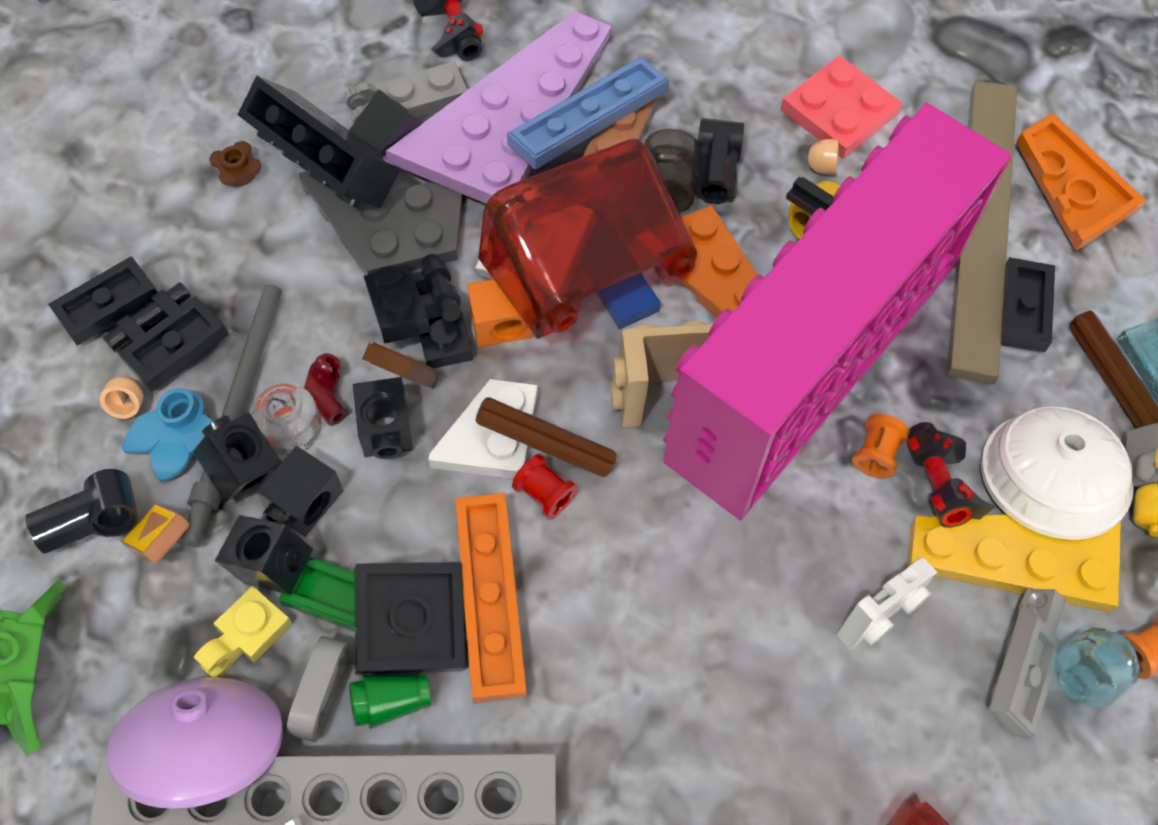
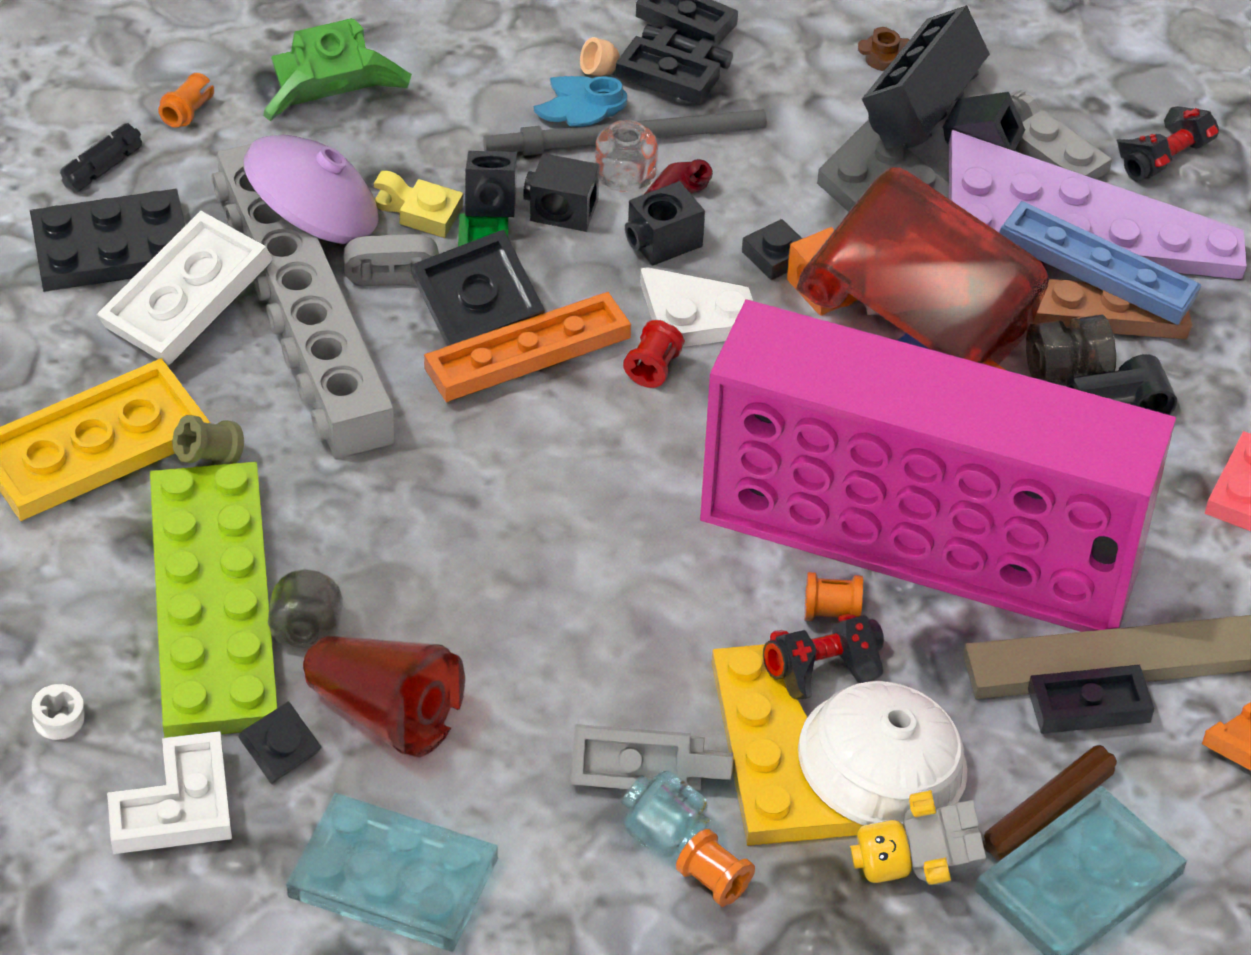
camera: 70 degrees right, 15 degrees down
(101, 508) = (481, 73): black piece -> none
(155, 533) = (481, 119): nougat tile -> none
(229, 474) = (578, 112): black brick -> none
(387, 698) = (400, 303): green cone -> none
(398, 302) = (797, 198): black plate -> none
(401, 365) = (716, 208): reddish brown tile -> none
(545, 437) = (700, 329): reddish brown axle -> none
(824, 156) = (1187, 488): light nougat hinge -> none
(871, 615) = (652, 622): white wing -> none

